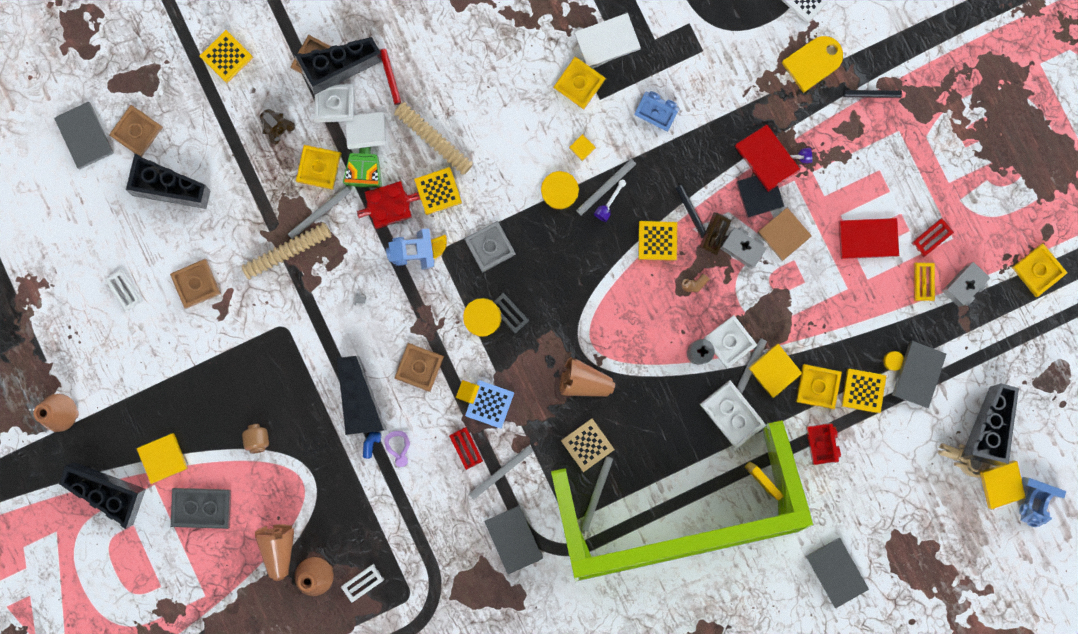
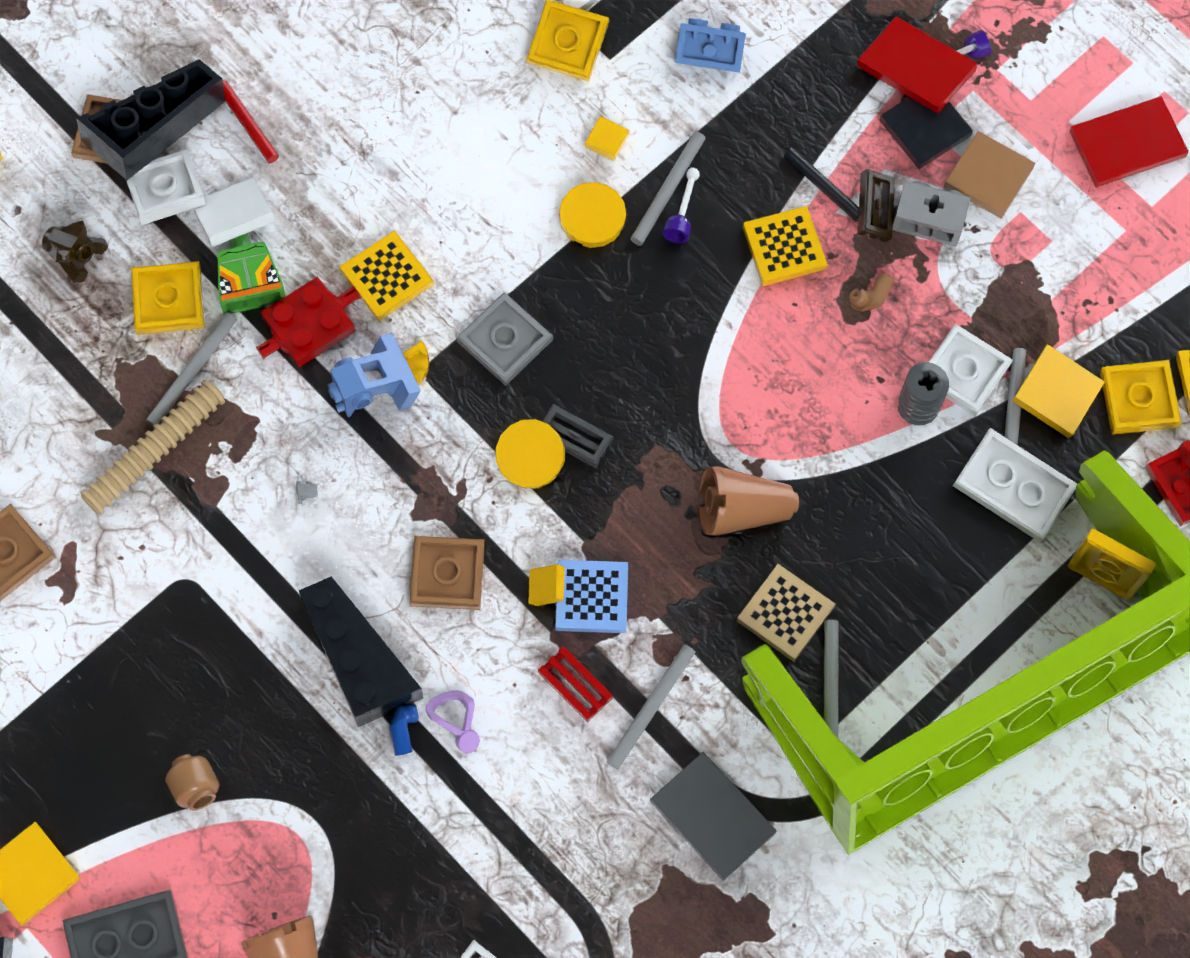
camera: 25 degrees left, 15 degrees down
(433, 138) = (351, 193): tan piece -> none

